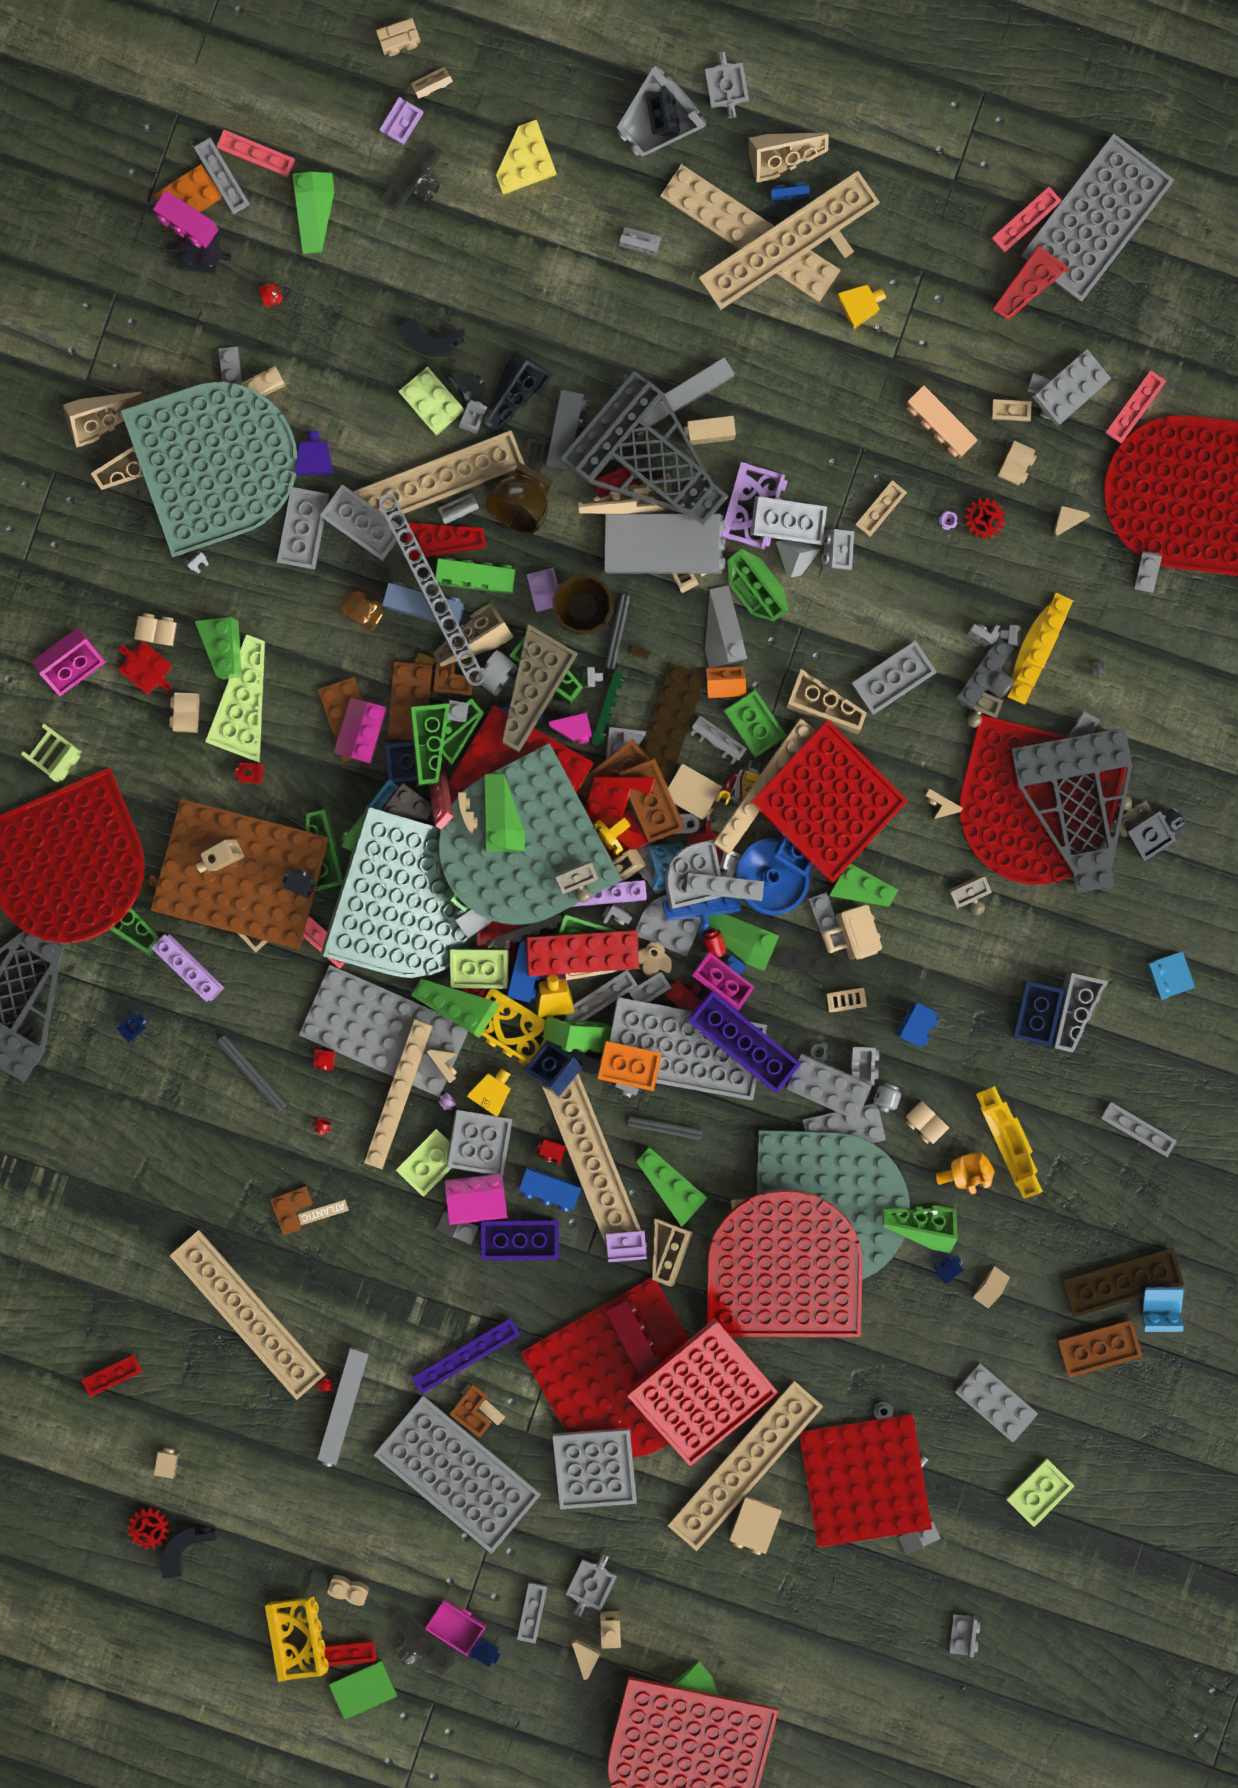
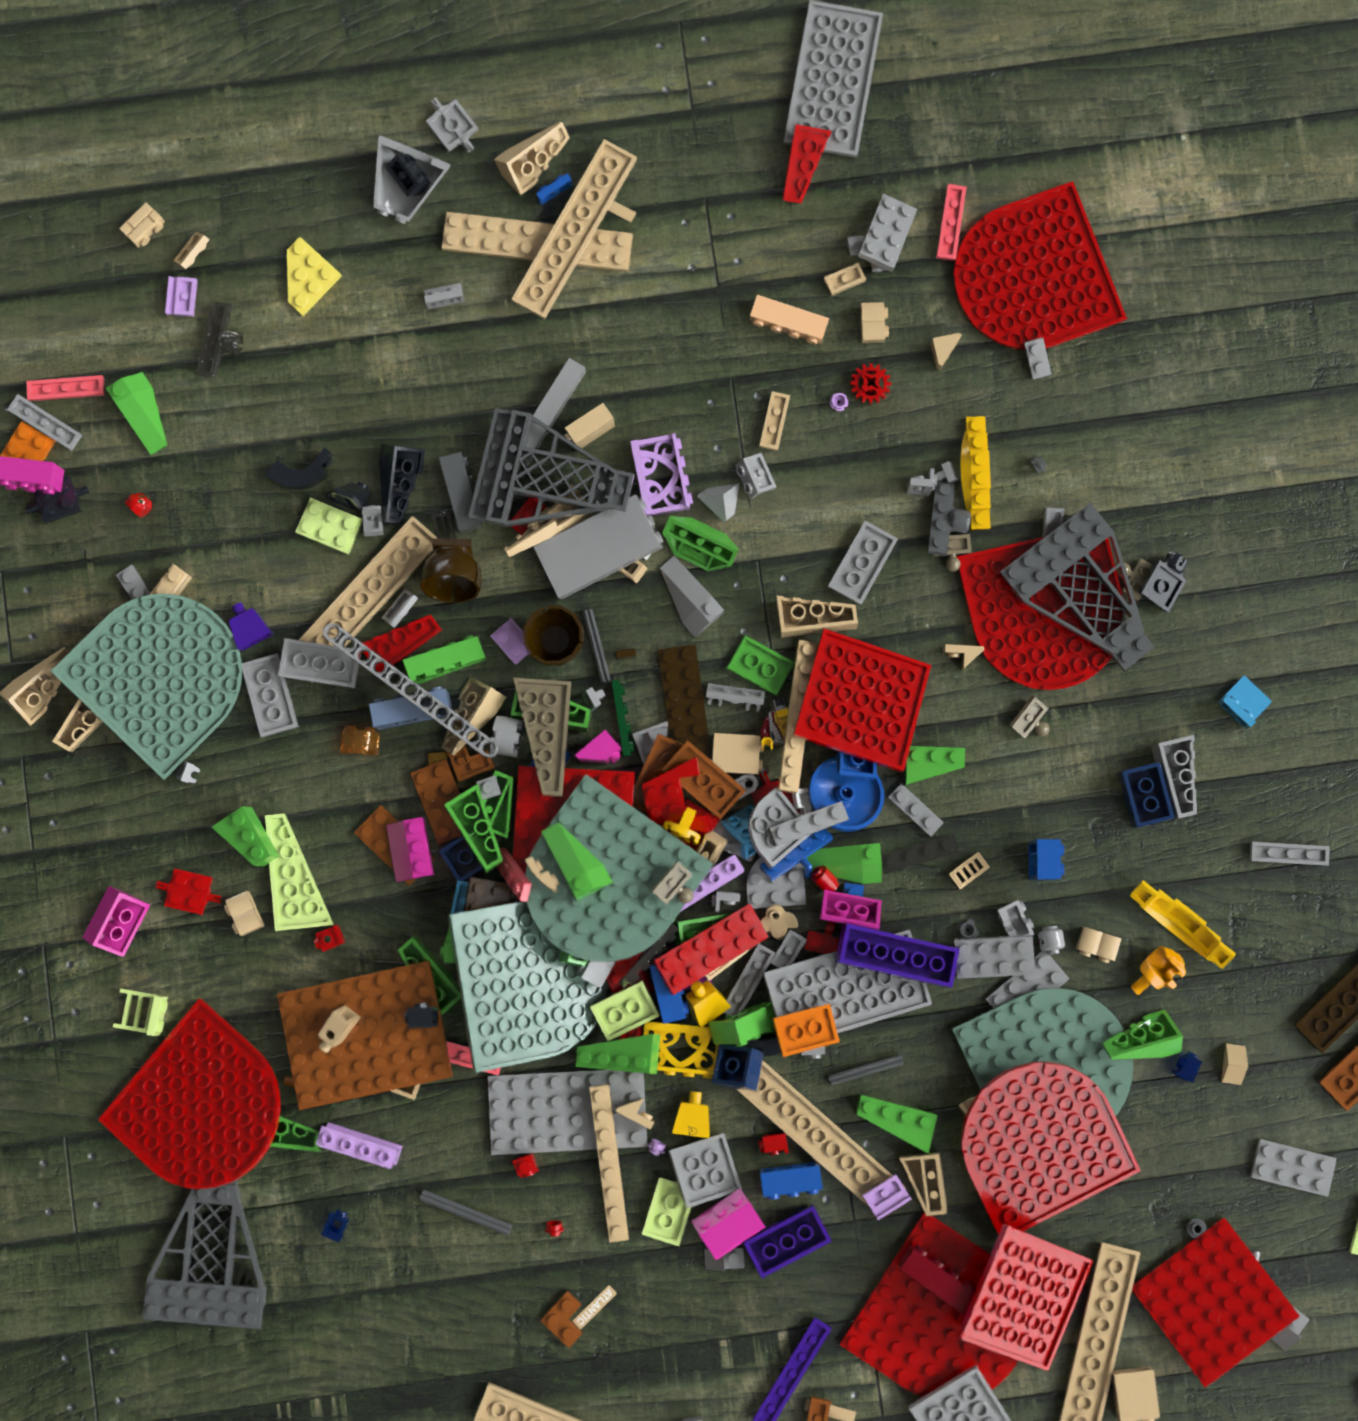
camera: 25 degrees left, 5 degrees down
(155, 630) = (181, 853): tan brick -> none
(726, 682) = (716, 641): orange panel -> none
(788, 520) = (698, 471): plate -> none
(857, 931) = (948, 805): tan piece -> none
(860, 304) = (665, 253): yellow torso -> none
(1026, 219) = (772, 110): coral plate -> none

